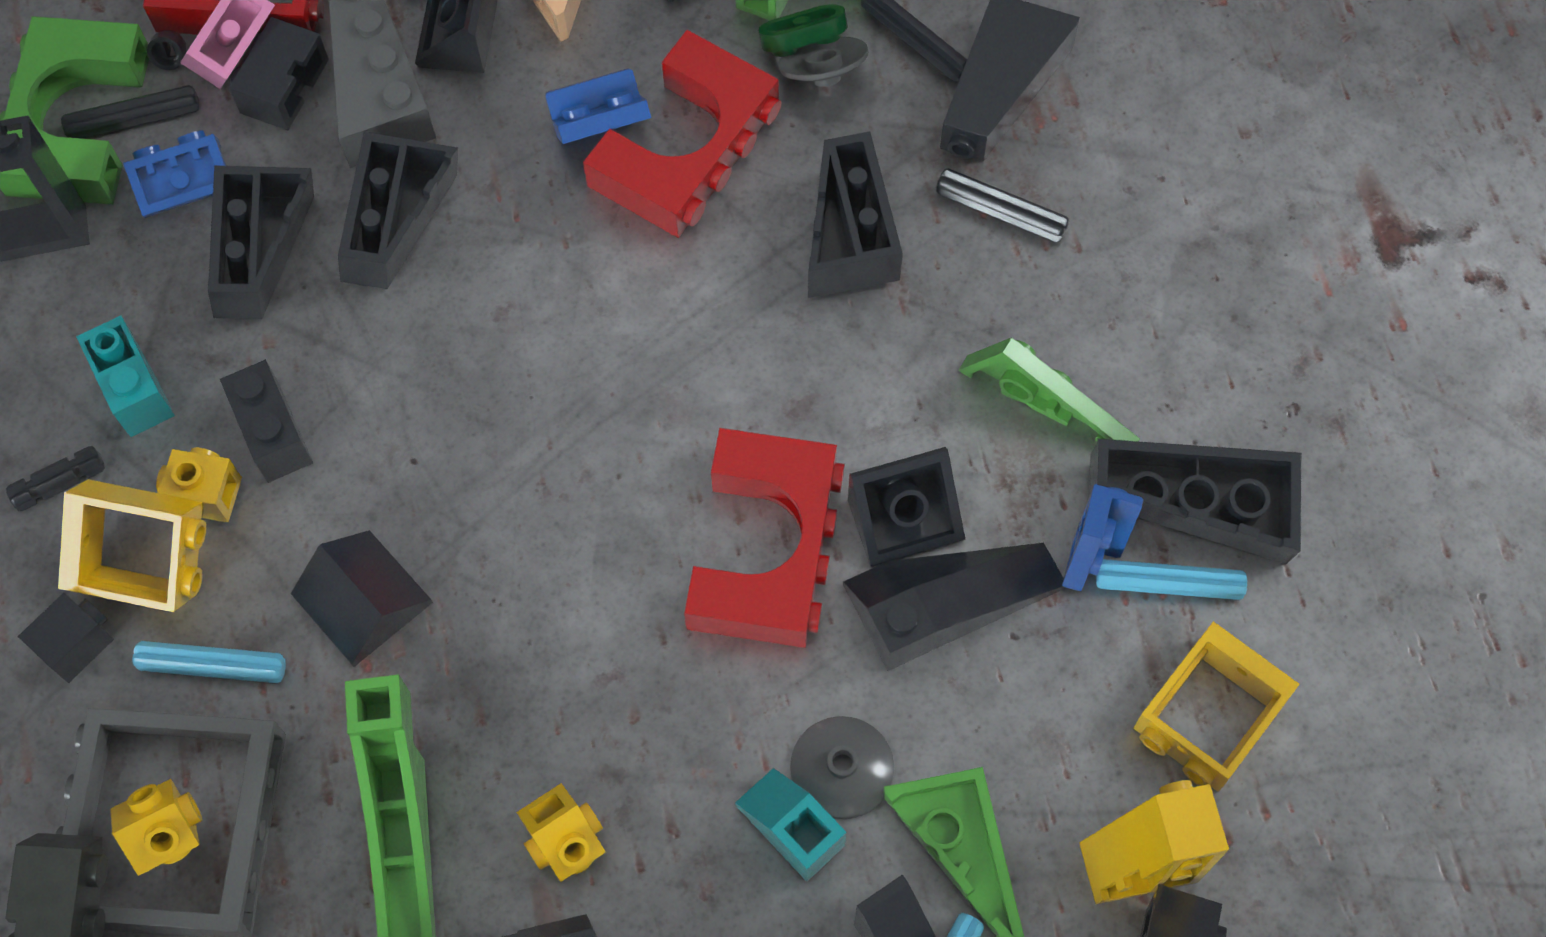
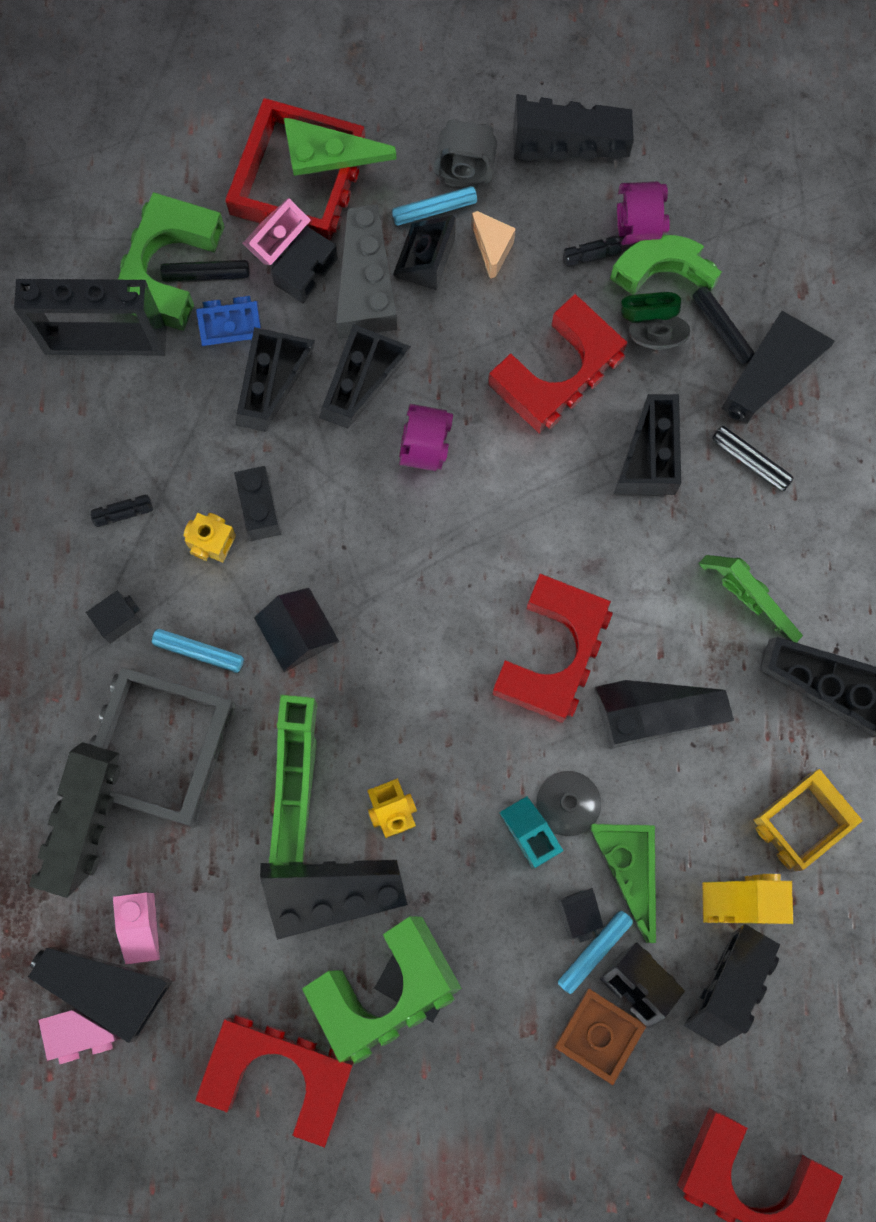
camera: 10 degrees right, 10 degrees up
(83, 545) = (133, 581): yellow window -> none
(125, 376) = (175, 454): teal slope -> none
(156, 826) = (152, 753): yellow brick -> none
(159, 49) = (230, 229): black hinge -> none
(506, 272) = (424, 437): none -> magenta brick
(596, 106) = (505, 334): blue bracket -> none
(906, 506) = (645, 650): black slope -> none
(1101, 532) = (763, 694): blue bracket -> none
(1172, 579) = (800, 732): medium azure axle -> none

